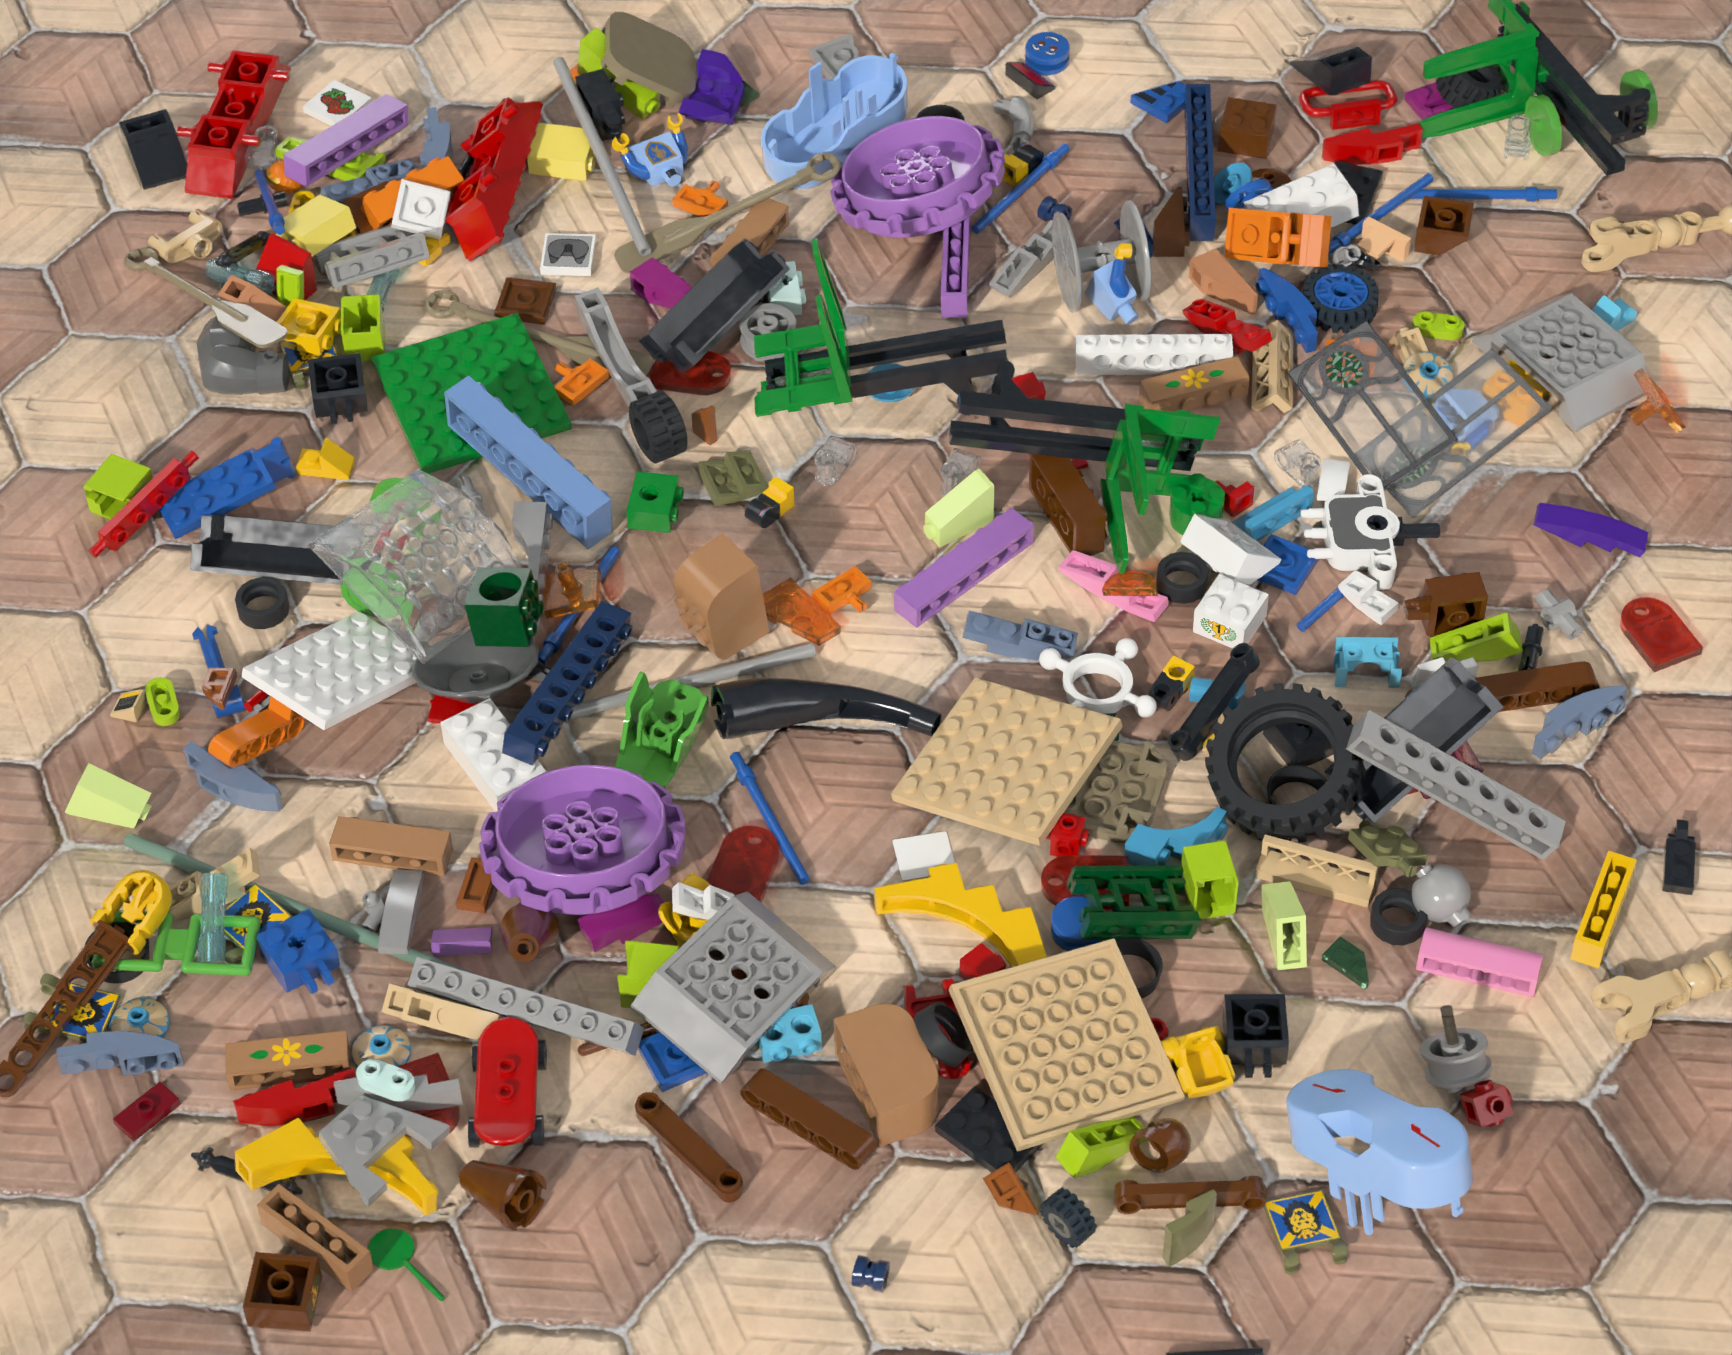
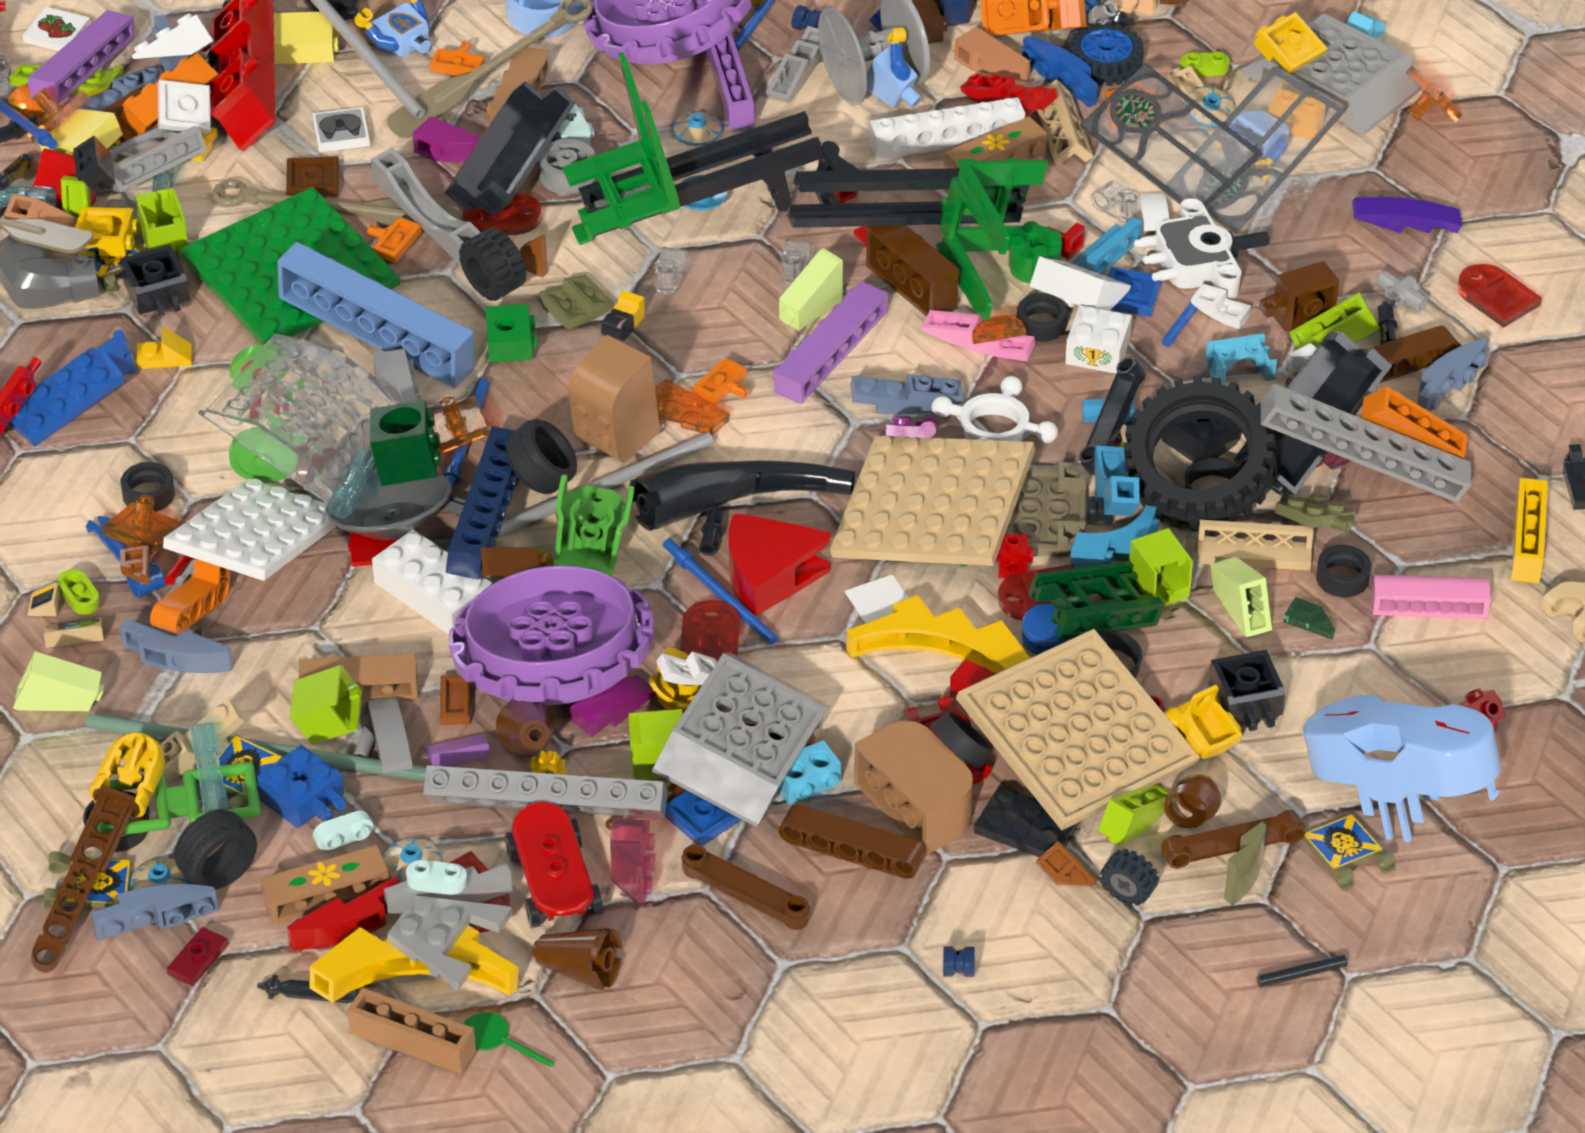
camera: 15 degrees left, 5 degrees down
(144, 742) = (73, 632): none -> tan slope
(184, 990) = (207, 834): none -> black tyre
(240, 644) = (140, 525): none -> clear orange tile
(260, 549) = (141, 437): black panel -> none
(282, 1291) = (397, 1083): reddish brown brick -> none
(298, 195) = (56, 113): none -> clear orange tile
(311, 257) = (93, 163): none -> black hinge
(323, 1006) = (343, 830): none -> light aqua plate
(347, 870) = (326, 704): none -> lime piece
(433, 653) = (346, 496): none -> clear light blue axle
(437, 1012) = (459, 814): tan slope -> none
(441, 140) = (183, 40): none -> white slope
(539, 978) = (549, 763): none -> yellow gear
(565, 753) = (505, 561): none -> reddish brown slope
(585, 1094) = (632, 858): none -> clear pink slope
(651, 631) = (540, 456): none -> black tyre
(782, 751) = (712, 531): none -> black axle
(828, 796) = (773, 559): none -> red piece
(911, 310) = (697, 128): none -> dish
(1009, 677) = (903, 427): none -> plate
(1172, 683) = (1063, 410): leg -> none
(1172, 801) = (1096, 511): none -> black wheel
(1191, 776) = (1113, 483): none -> dark azure arch
(1442, 894) = (1379, 541): light grey brick -> none
(1455, 1055) = (1439, 674): light grey wheel -> none
(1508, 767) = (1407, 418): none -> orange brick
(1521, 323) = (1289, 43): none -> yellow plate

